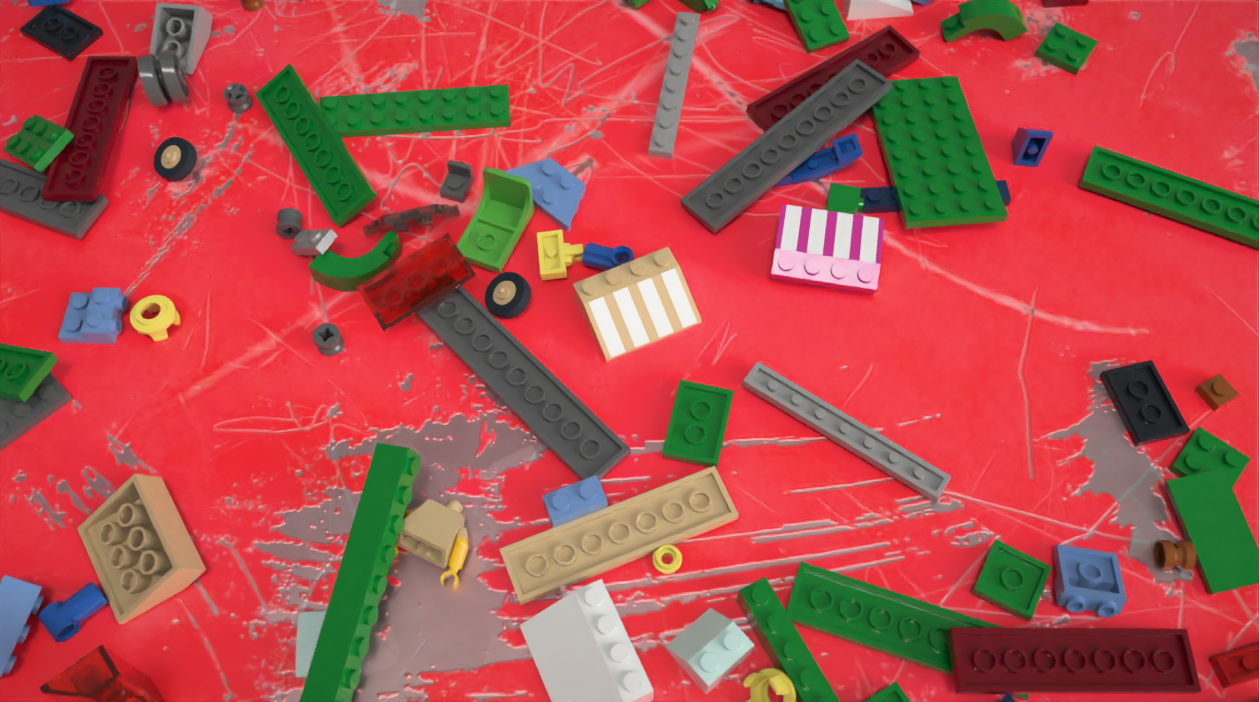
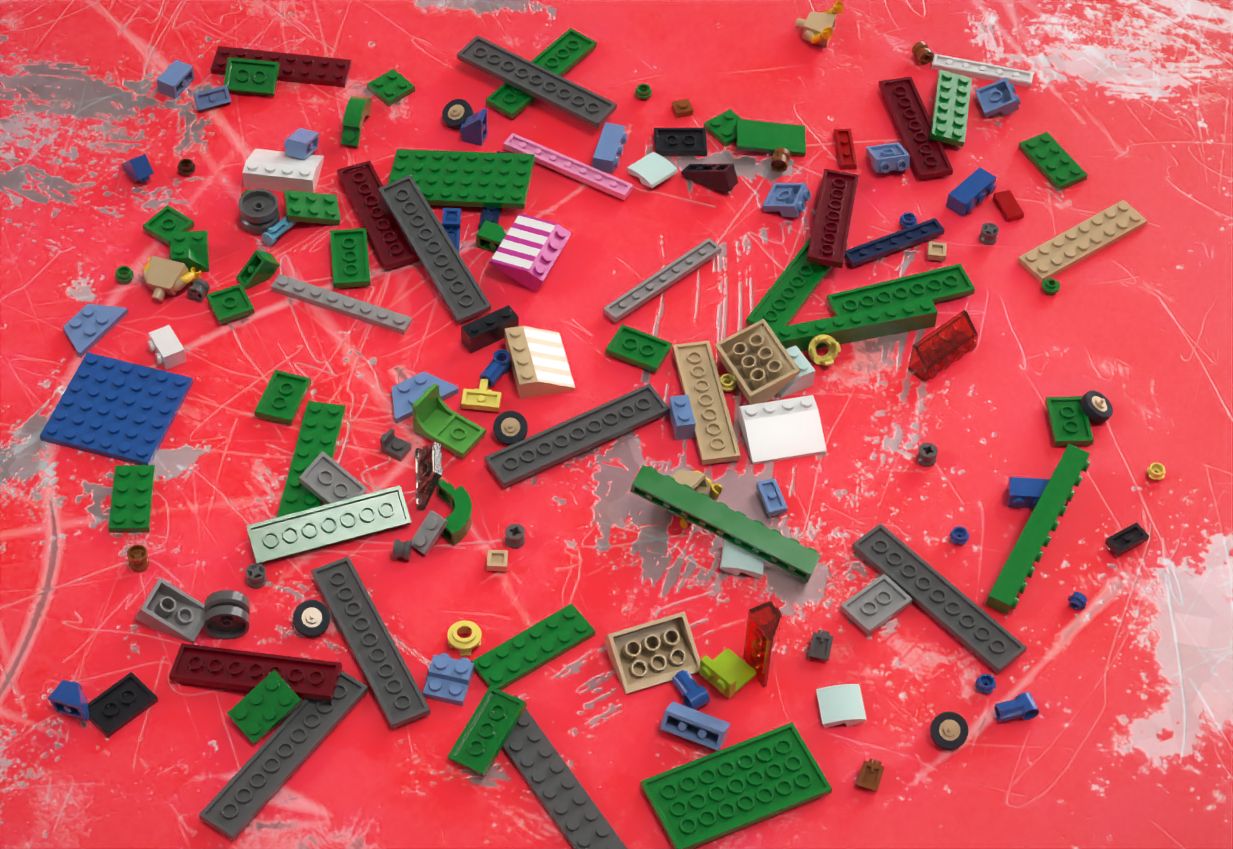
camera: 80 degrees left, 10 degrees down
(104, 630) = (726, 672): none -> lime bracket
(144, 225) = (370, 643): none -> dark grey plate
(151, 401) = (533, 648): none -> green plate
(285, 328) = (497, 560): none -> tan plate
(373, 128) = (330, 480): none -> light grey plate
(416, 282) = (490, 472): clear red slope -> none
(449, 665) = (771, 497): none -> medium blue plate
(508, 61) = (282, 397): none -> green plate
(669, 230) = (488, 329): none -> black brick
(698, 588) = (757, 362): none -> tan slope
(749, 72) = (350, 258): none -> green plate
(1012, 580) = (778, 232): green plate -> none
(1016, 270) = (569, 166): none -> bright pink plate
(1052, 118) = (456, 113): none -> black wheel
(1063, 374) = (652, 169): none -> light aqua slope
(1077, 308) = (610, 147): none -> medium blue brick
(1087, 458) = (715, 176): none -> slope
(1154, 196) = (537, 81): none -> dark grey plate
(1220, 332) = (643, 91): none -> green plate

